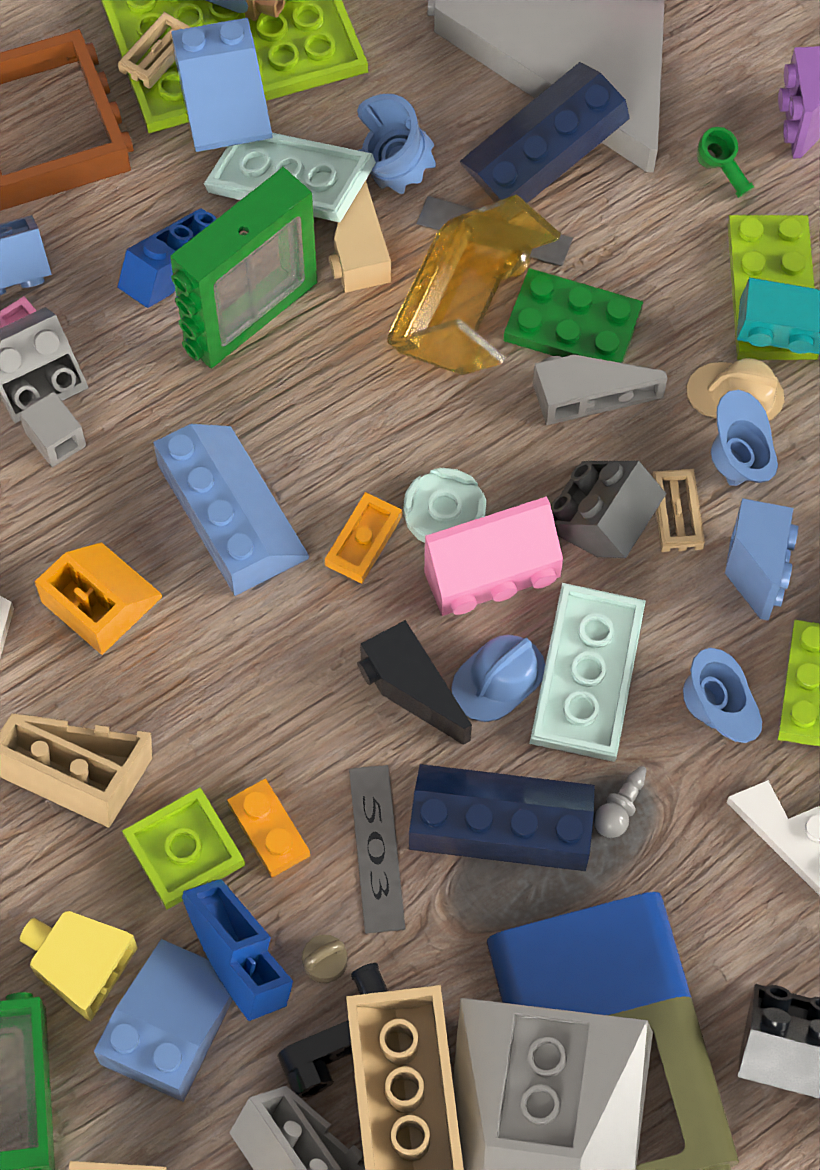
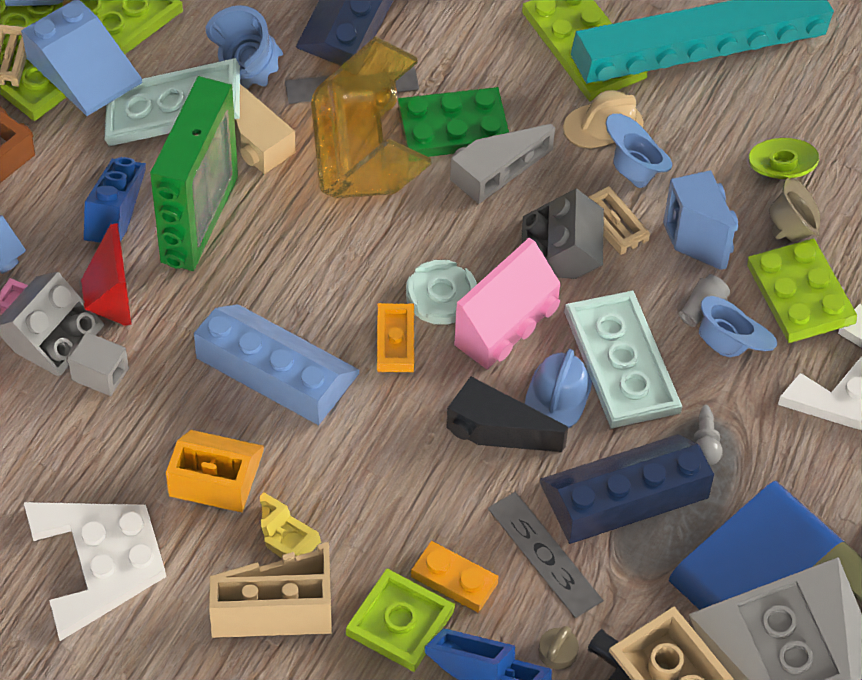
camera: 30 degrees left, 10 degrees down
(110, 344) = (105, 280): none -> red slope
(130, 697) = (283, 532): none -> light yellow slope
(720, 637) = (706, 287): none -> light grey cone

